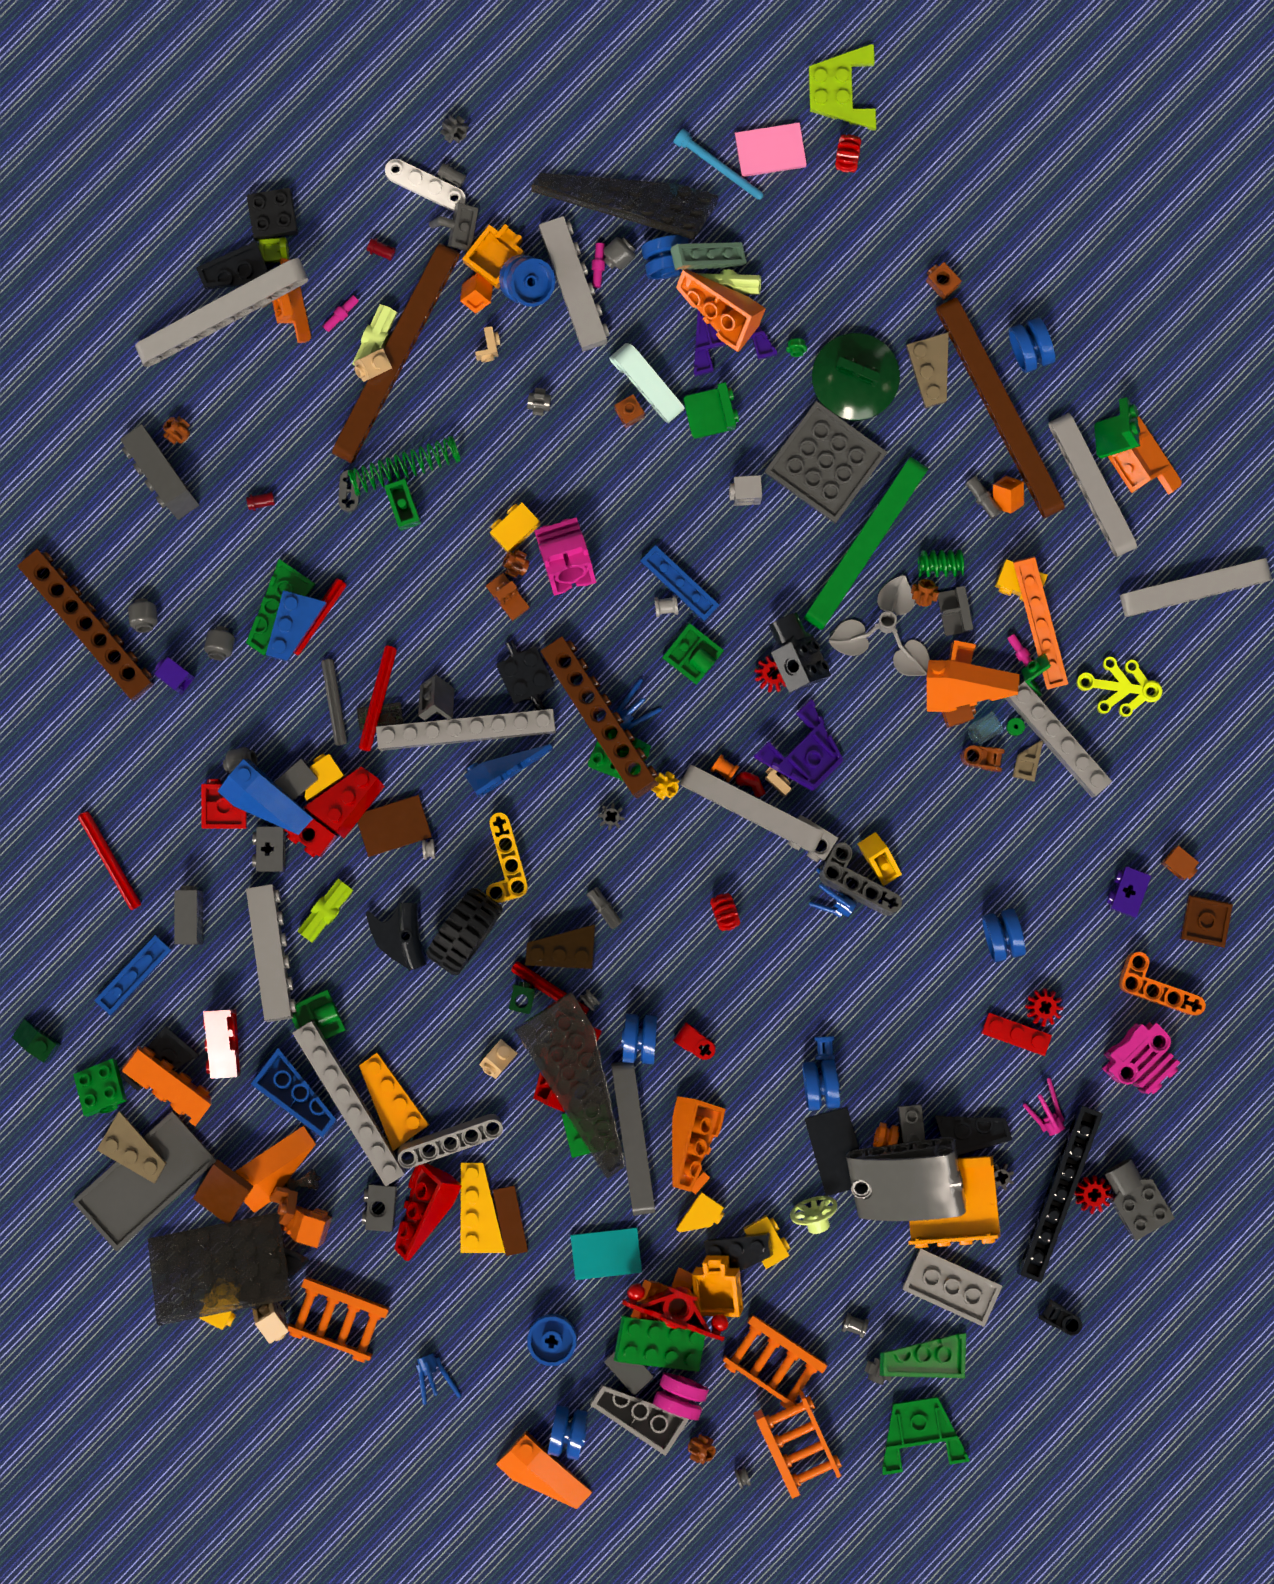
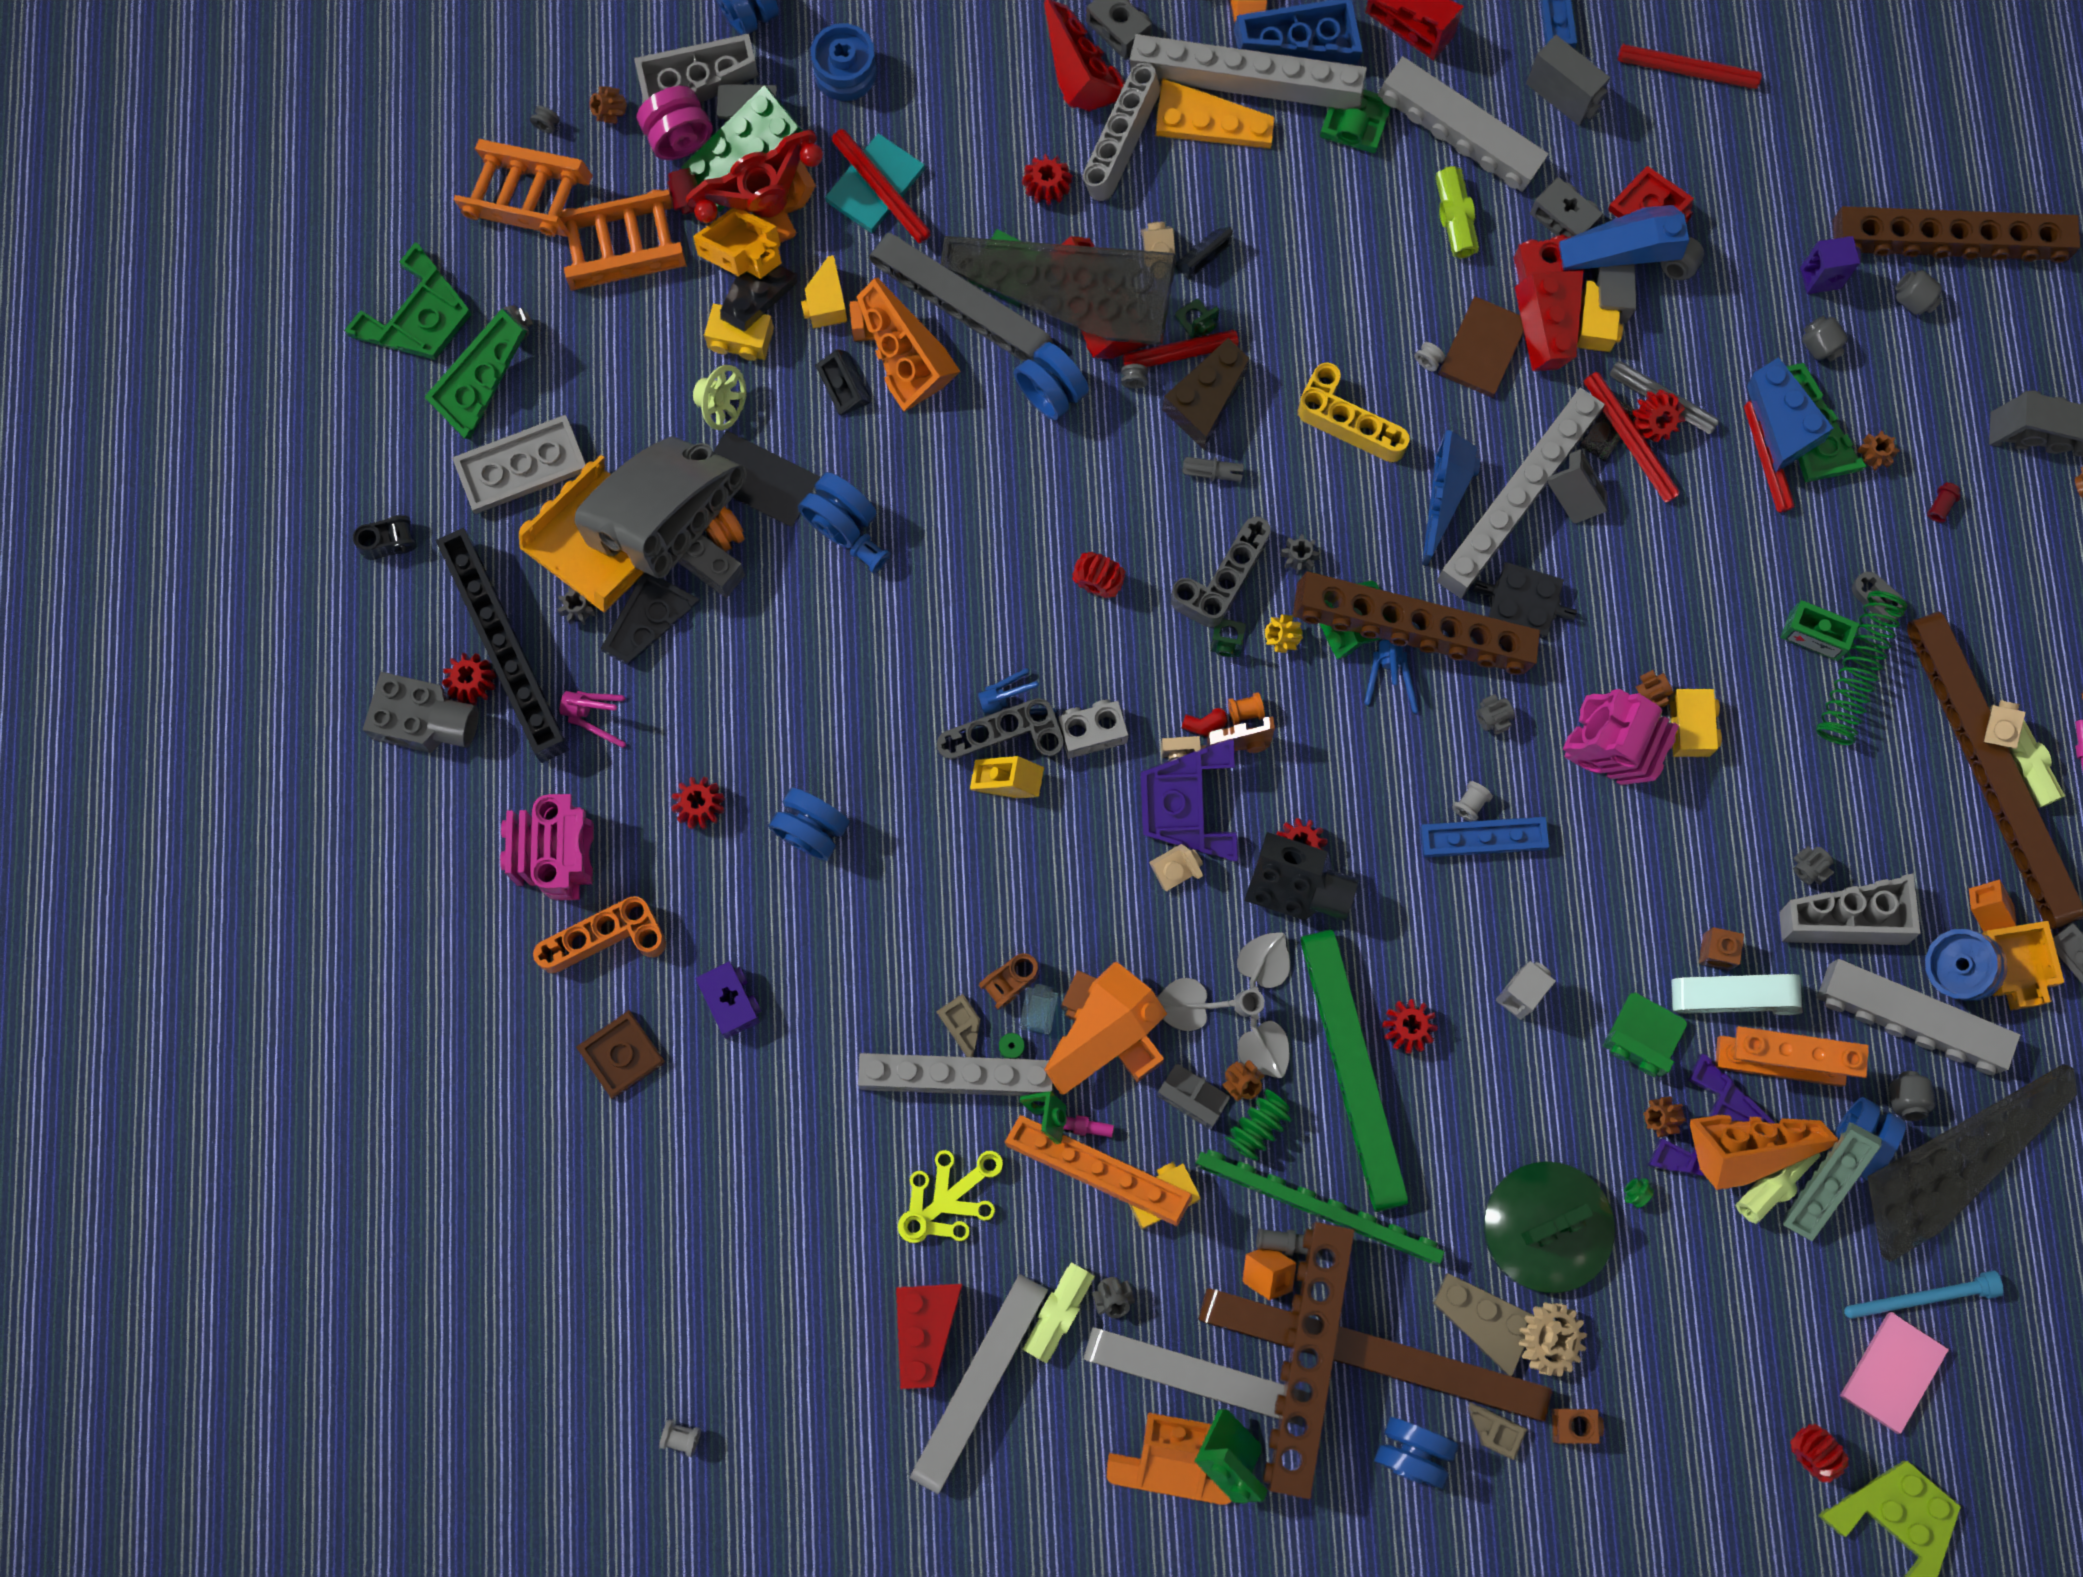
camera: 130 degrees right, 10 degrees down
(258, 555) = (1884, 444): none -> dark orange gear
(352, 693) = (1658, 415): none -> red gear
(390, 934) = (1367, 257): black pin -> none
(464, 931) = (1317, 302): black tyre -> none
(478, 1031) = (1205, 252): none -> black slope
(478, 1217) = (1020, 98): yellow wing -> none
(492, 341) = (1925, 876): tan bracket -> none
(507, 596) = (1629, 654): dark orange bracket -> none
(510, 1152) = (1057, 176): none -> red gear
(510, 1220) = (992, 126): reddish brown tile -> none
(543, 354) = (1857, 915): none -> light grey wedge
(598, 265) = (1914, 1062): dark pink bar -> none
(607, 635) = (1495, 714): none -> dark grey gear
(608, 1245) = (881, 186): none -> red axle
(655, 847) = (1228, 570): none -> dark grey beam
(659, 328) = (1791, 1056): none -> orange fence
(692, 1039) = (997, 436): red piece -> none
(693, 654) = (1395, 783): green plate -> none
(701, 813) = (1227, 646): none -> dark green bracket
(713, 1354) = (680, 185): none -> dark red brick
(739, 749) = (1246, 738): none -> dark orange wing
(739, 1157) = (843, 382): none -> black slope
(746, 367) = (1664, 1116): none -> dark orange gear
(751, 808) = (1179, 692): light grey beam -> none
(809, 532) = (1402, 1034): none -> red gear
(825, 462) = (1481, 1107): dark grey plate -> none
(844, 727) = (1176, 866): none -> tan bracket
(855, 1325) = (577, 343): dark grey bush -> none
(912, 327) = (1552, 1339): none -> tan gear
(950, 491) = (1331, 1211): none -> green plate
(980, 316) = (1497, 1432): none -> dark tan tile
(1016, 1034) = (699, 753): red plate -> none
(1093, 559) = (1113, 1297): none -> dark grey gear
(1100, 389) = (1338, 1243): none -> reddish brown brick
(1125, 580) = (1058, 1312): none -> yellowish green piece
(1180, 863) = (705, 1082): dark orange brick -> none
(1197, 638) = (923, 1331): none -> red wedge

